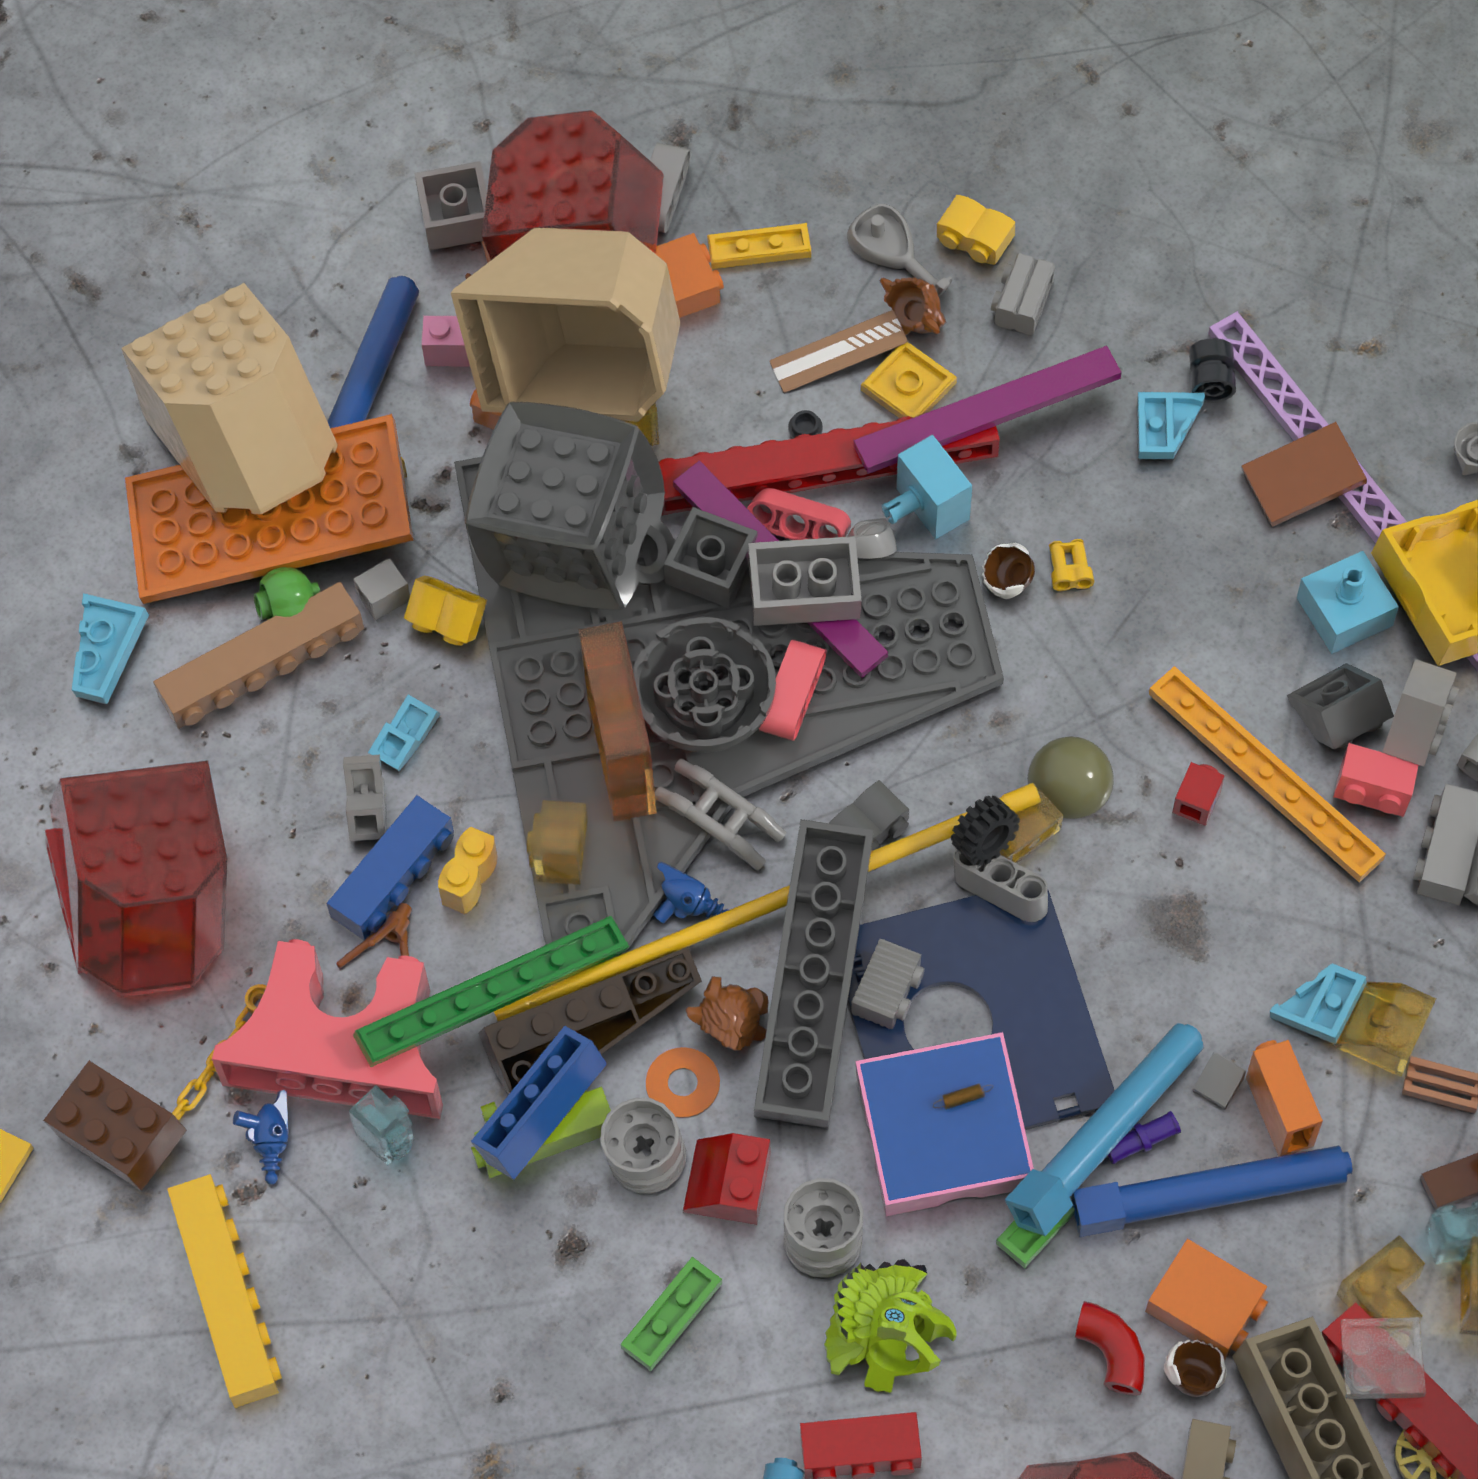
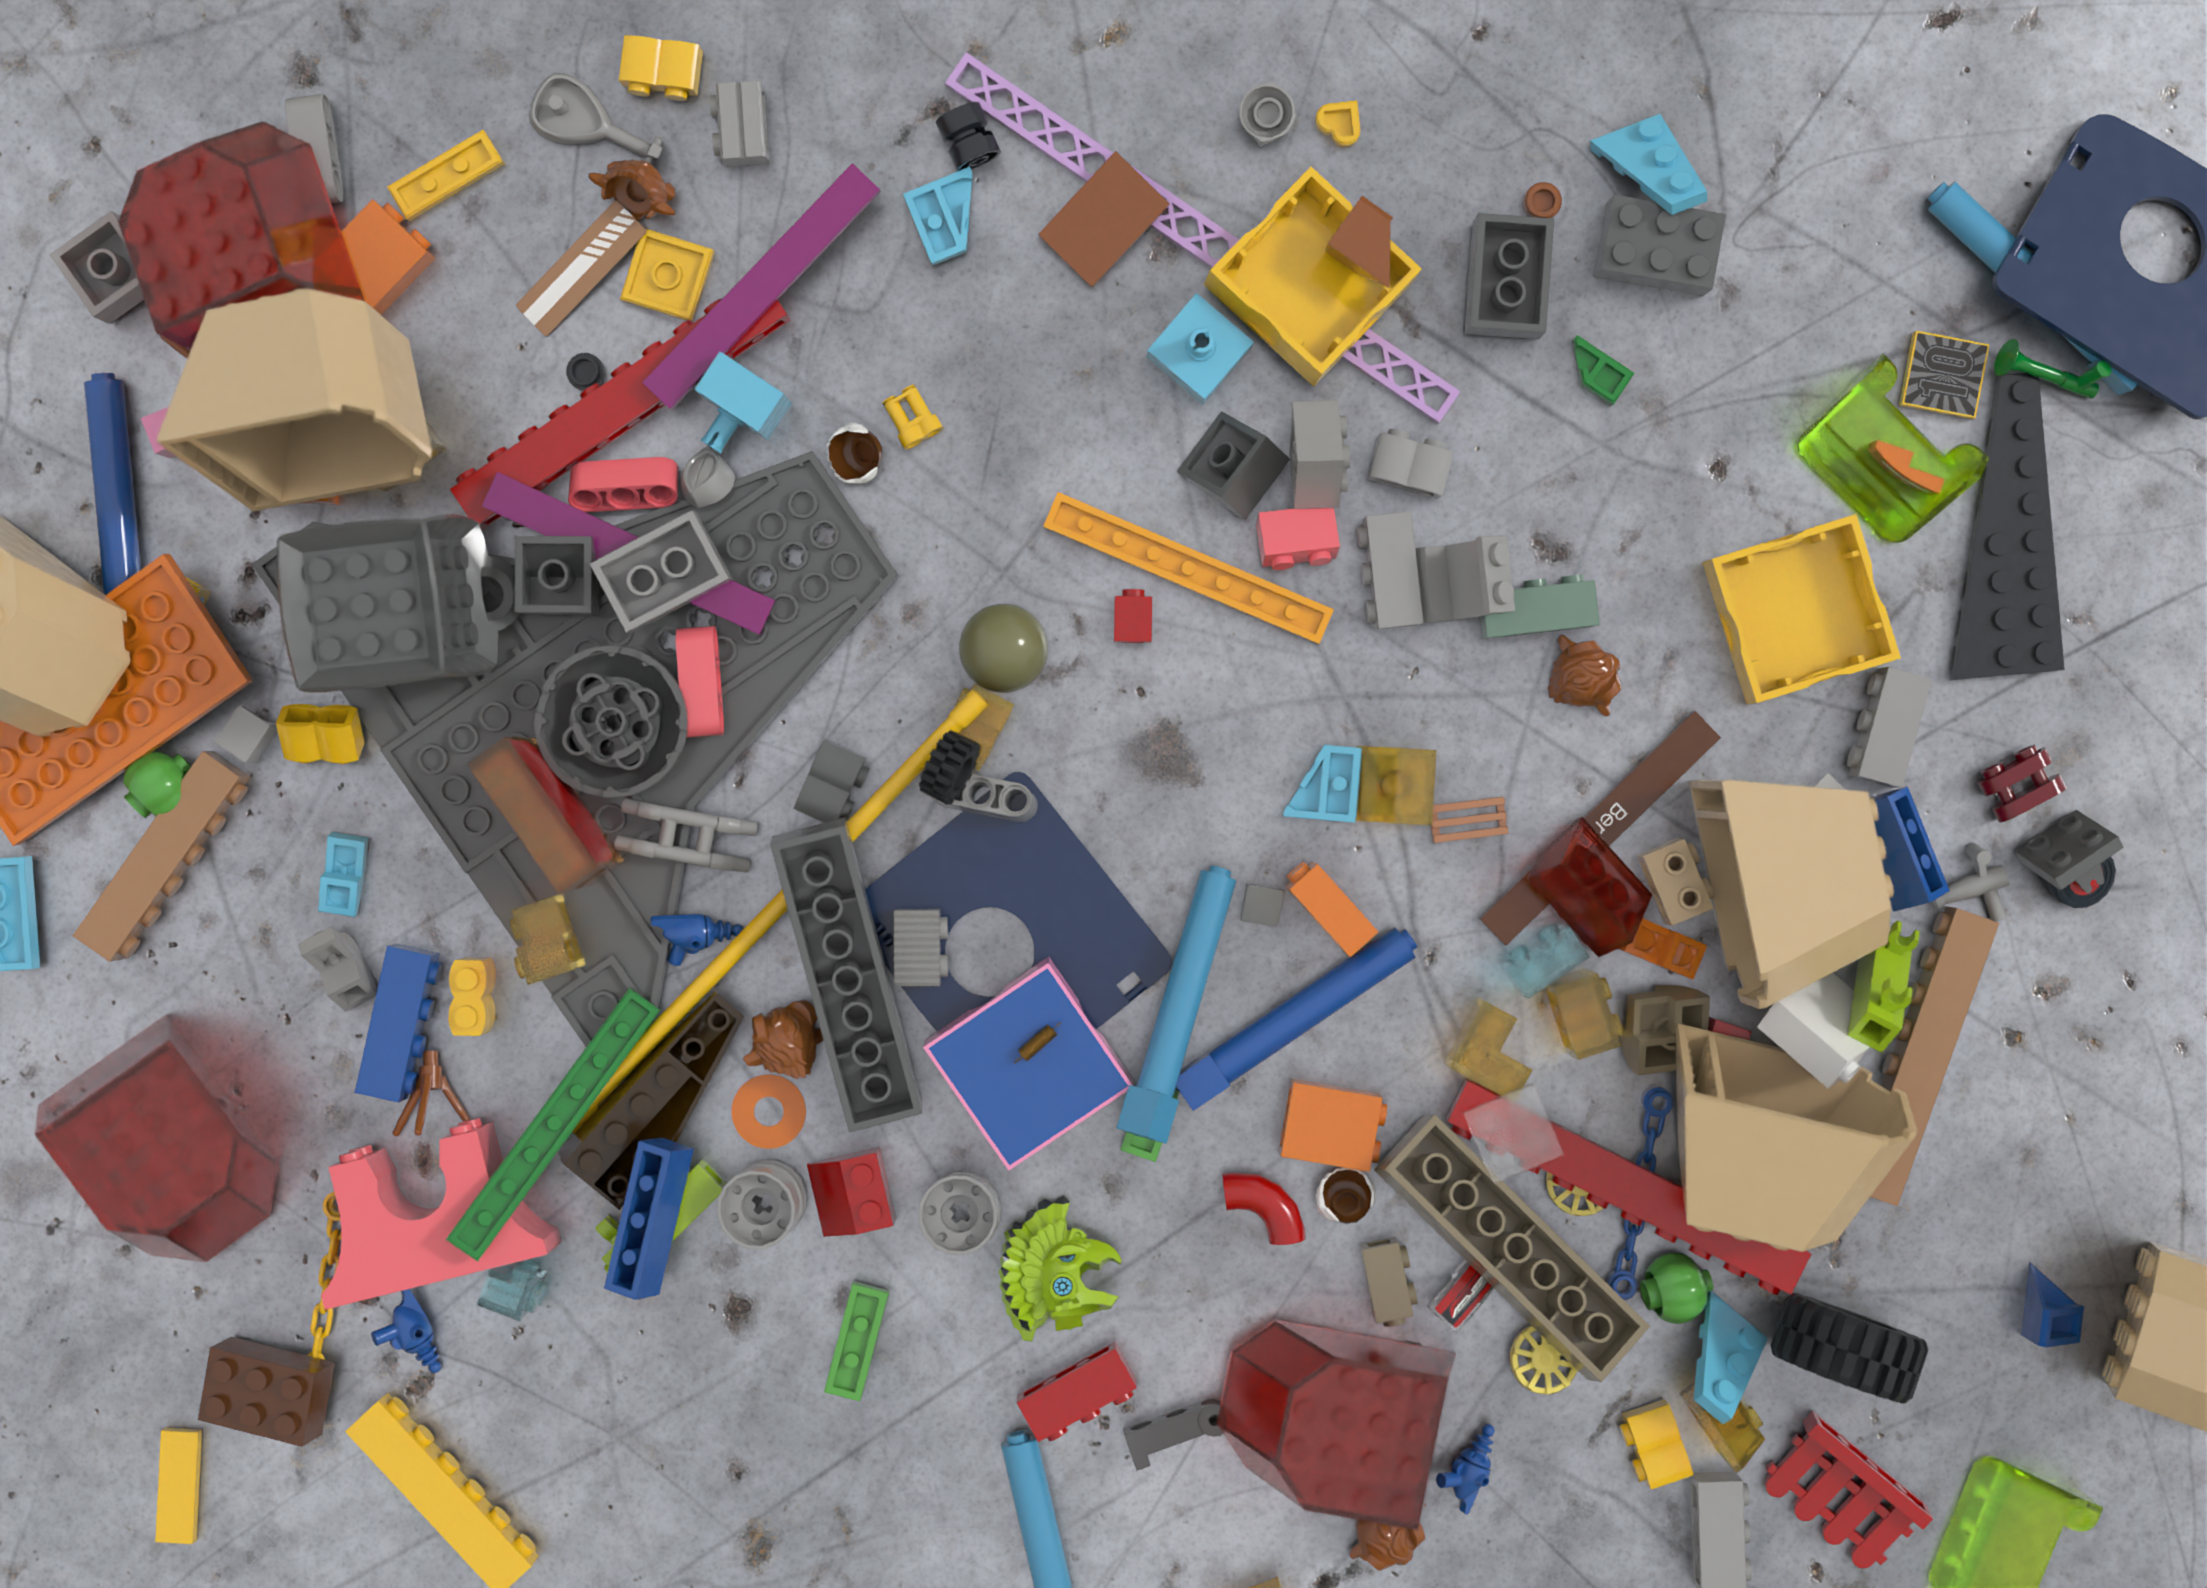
camera: 30 degrees left, 25 degrees up
(1144, 1136) = (1218, 987): dark purple pin -> none

